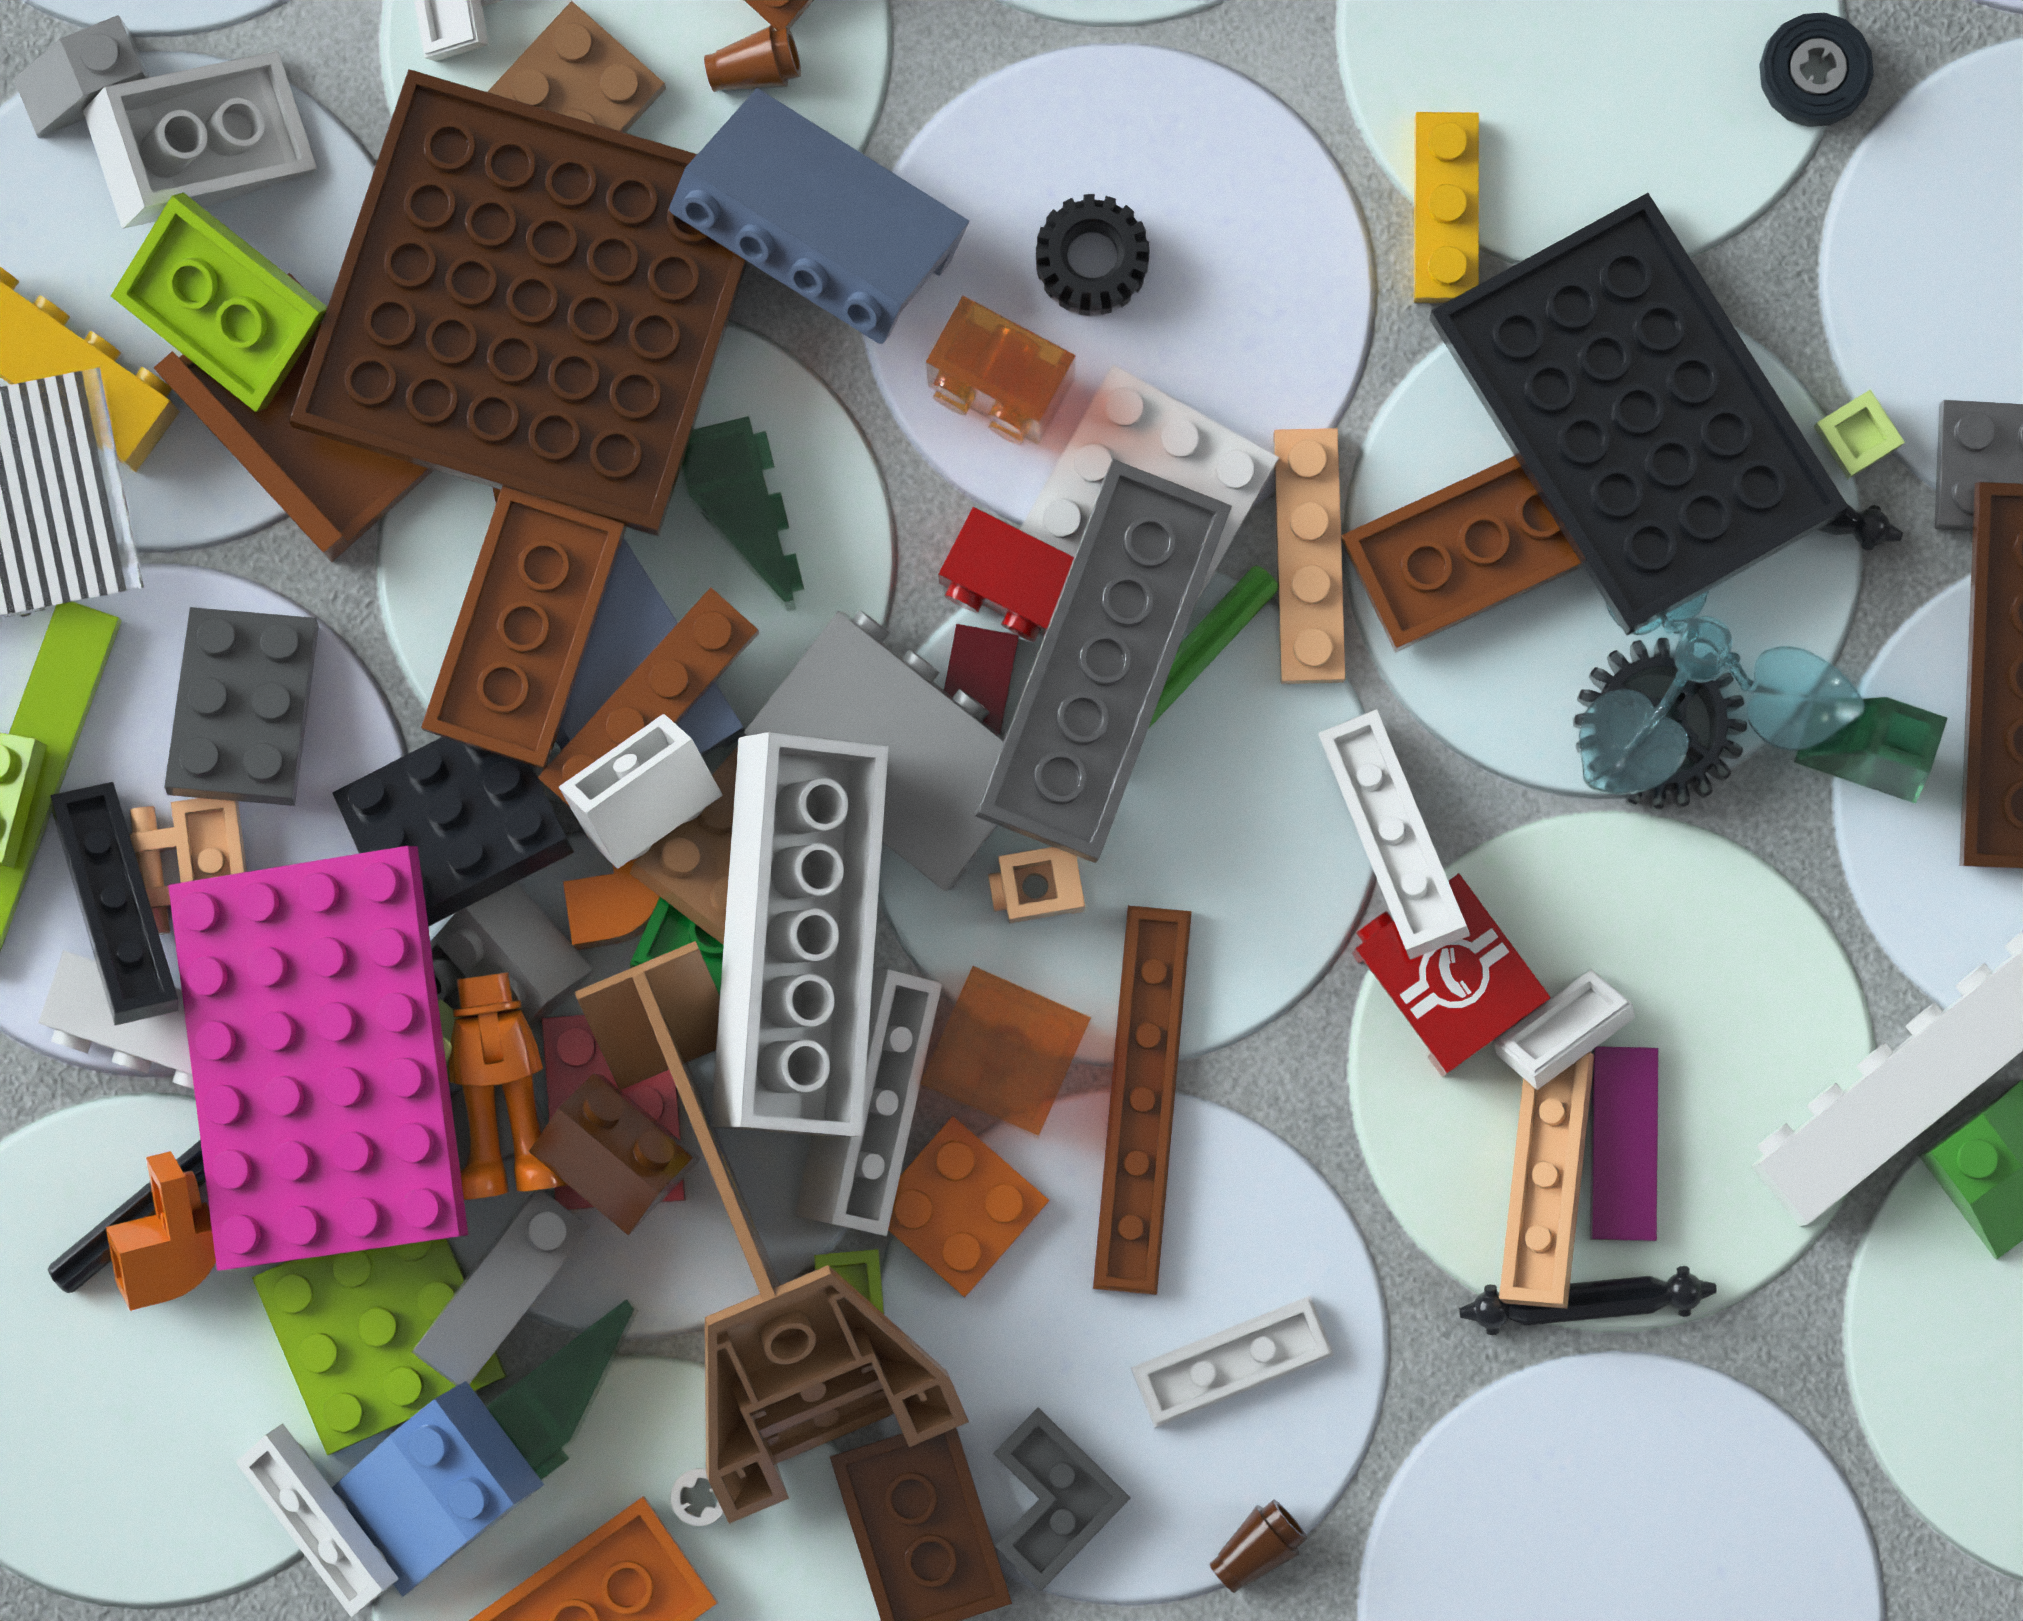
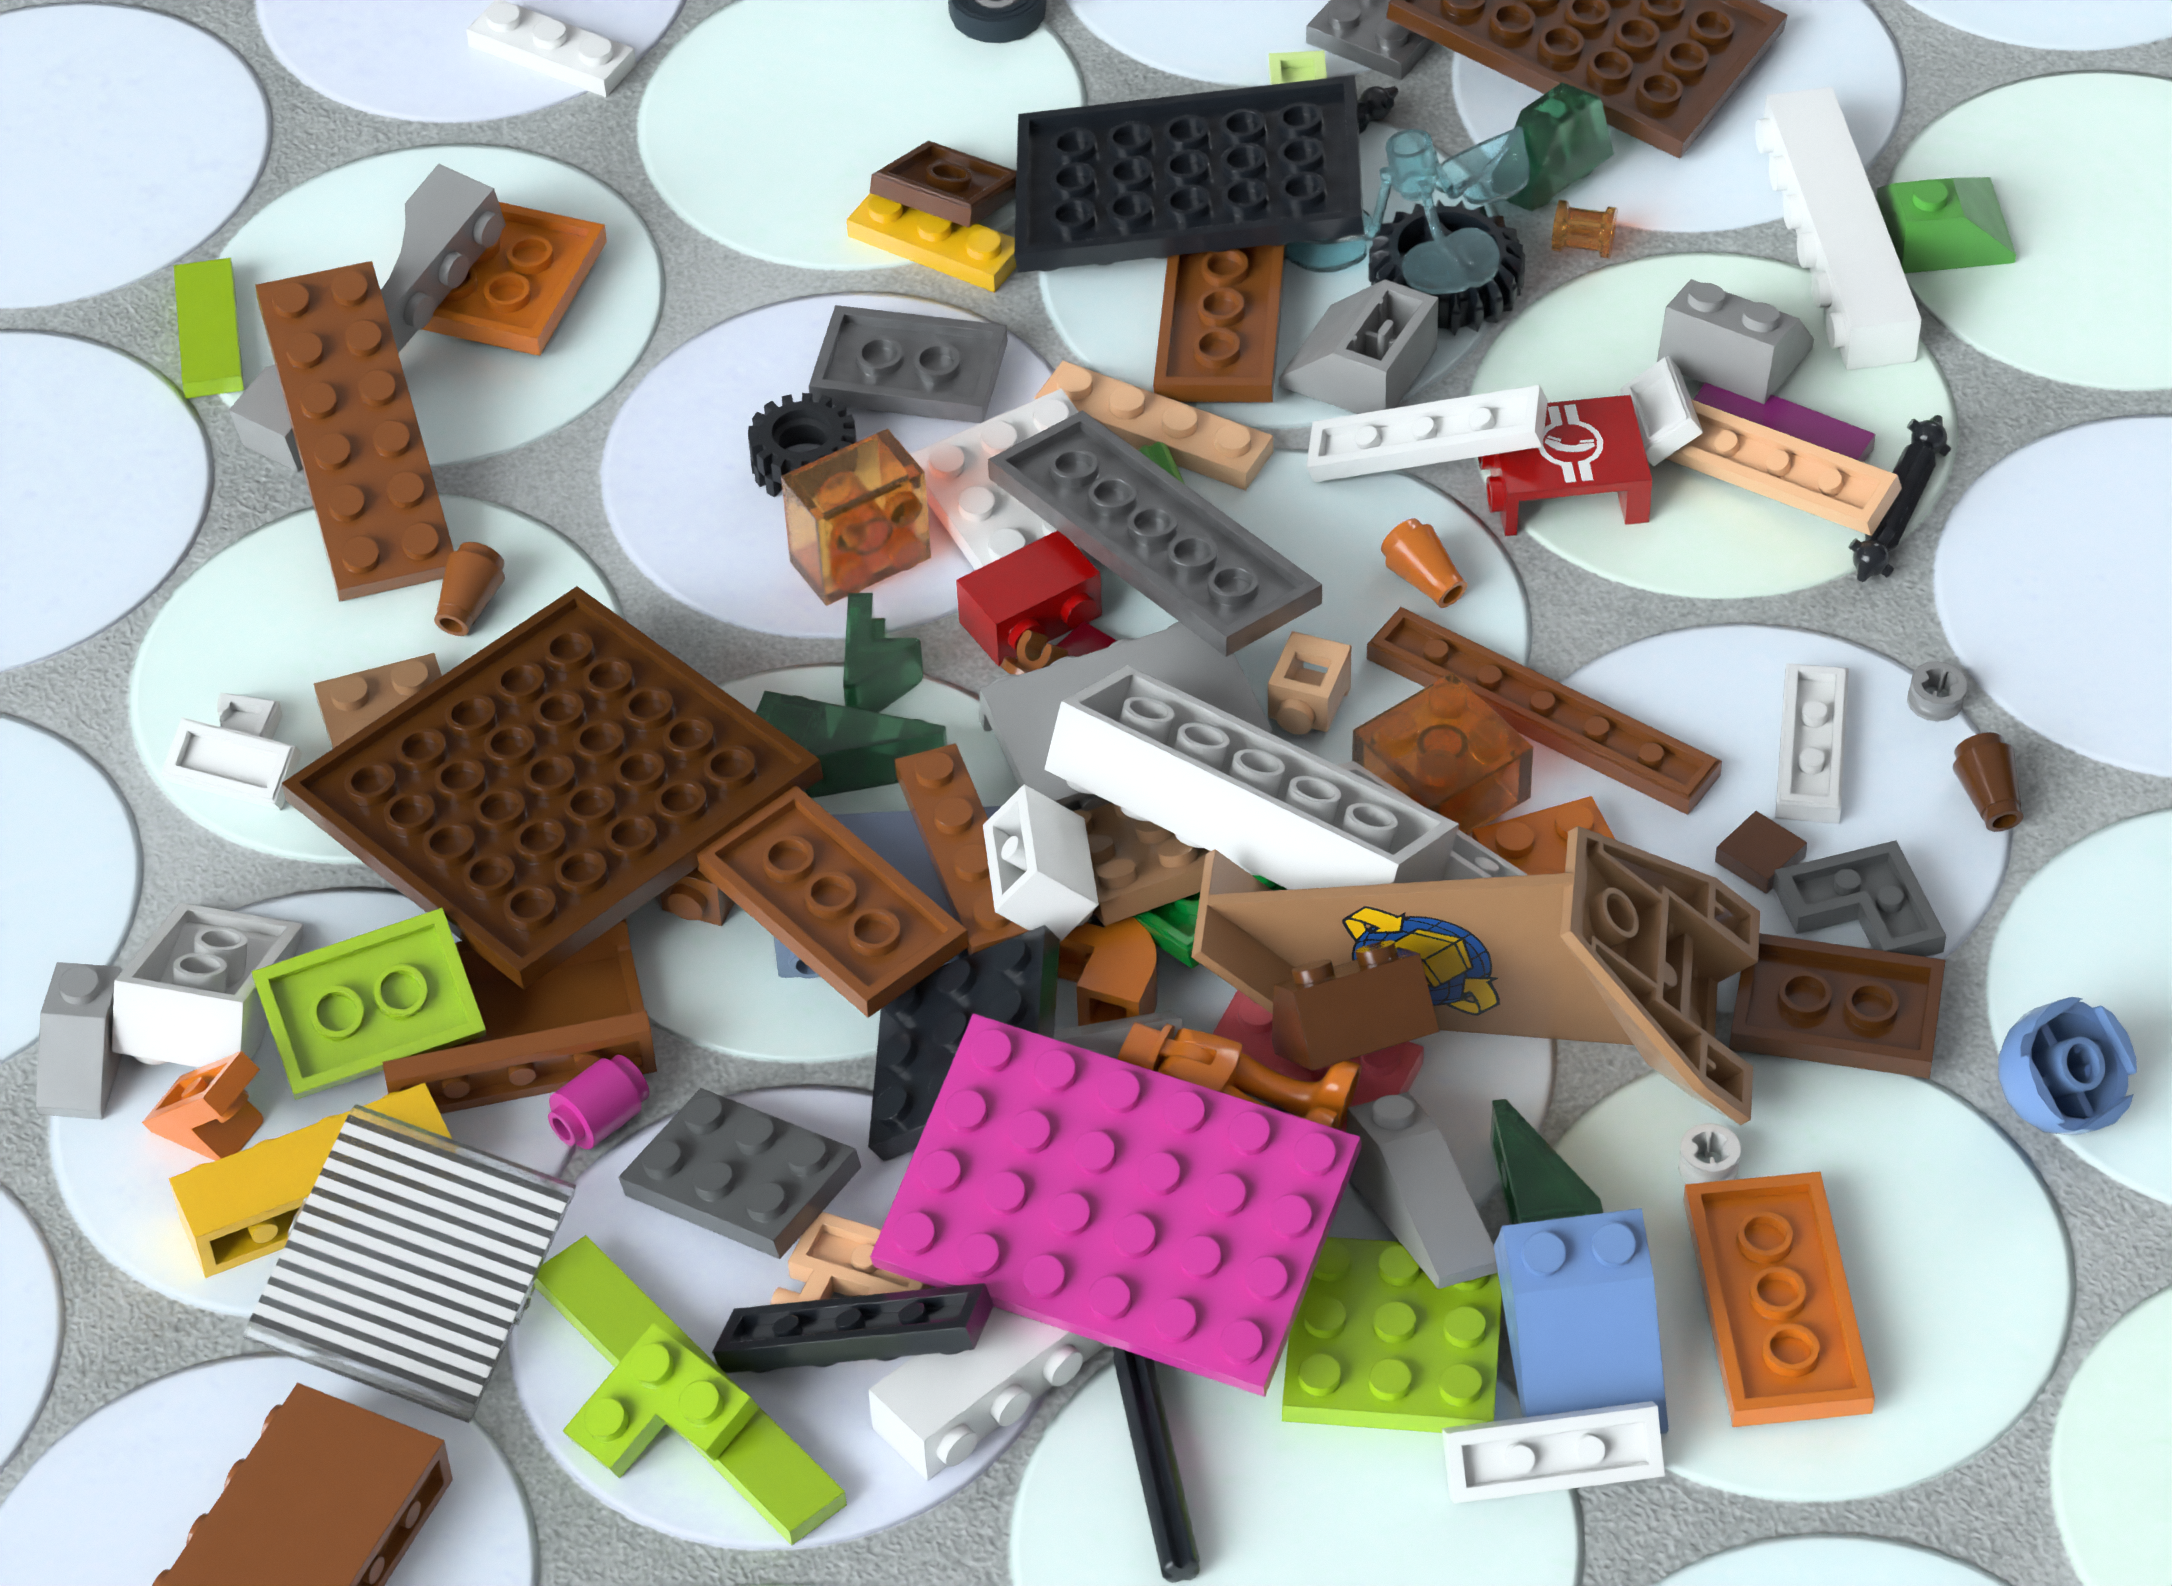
camera: 60 degrees left, 35 degrees down
(73, 224) = (209, 1108): none -> orange slope
(168, 1251) = (1210, 1433): orange brick -> none
(251, 543) = (597, 1102): none -> dark pink brick
(817, 215) = (638, 571): sand blue panel -> none
(843, 483) = (876, 666): none -> clear green slope
(927, 625) = (1029, 654): none -> dark orange plate
(1072, 1378) = (1759, 849): none -> reddish brown tile
(1253, 287) = (909, 363): none -> flat silver plate
(1255, 904) = (1421, 560): none -> orange cone
(1356, 1465) = (1944, 677): none -> light grey bush
(1492, 705) = (1366, 349): none -> light grey slope
(1510, 181) = (946, 183): none -> reddish brown tile
(1703, 1051) = (1732, 340): none -> light grey slope
(1790, 828) = (1584, 229): none -> clear orange bush

